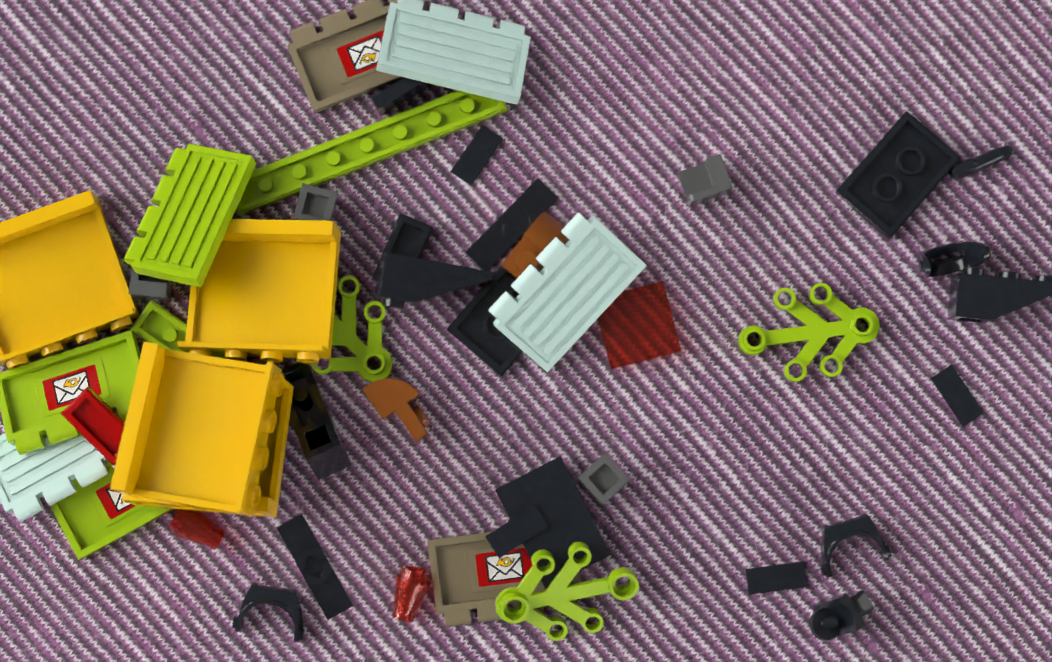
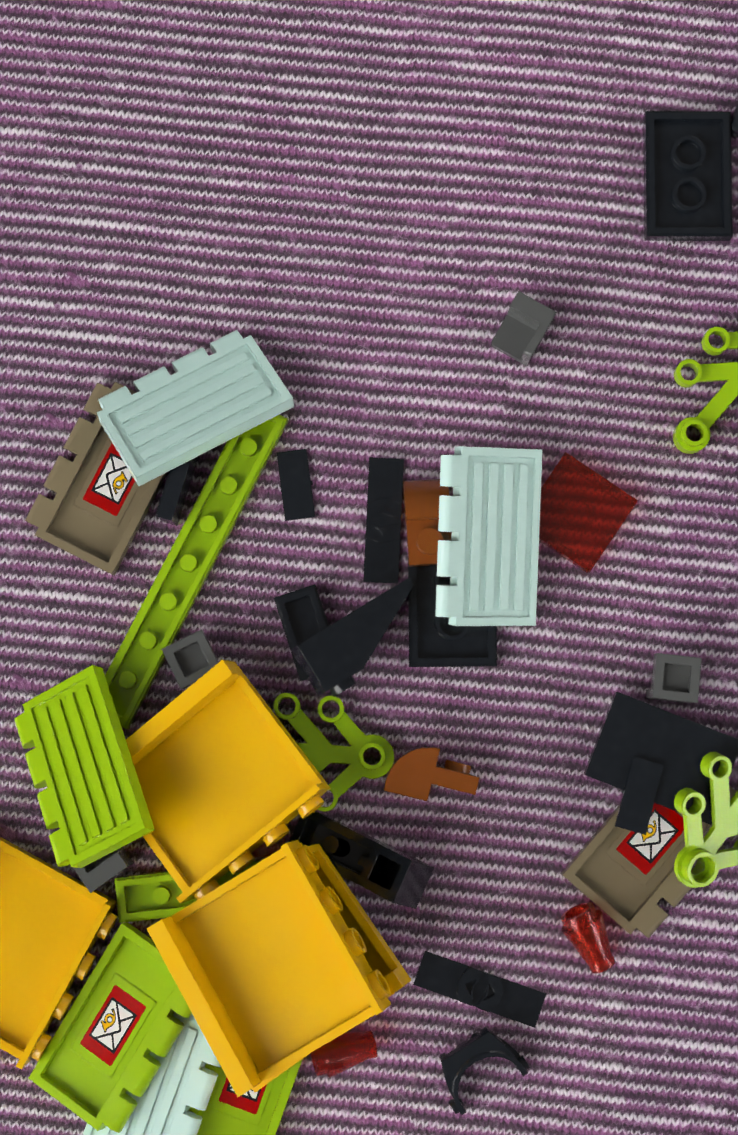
camera: 35 degrees left, 0 degrees up
(96, 422) = (167, 1041): red tile -> none

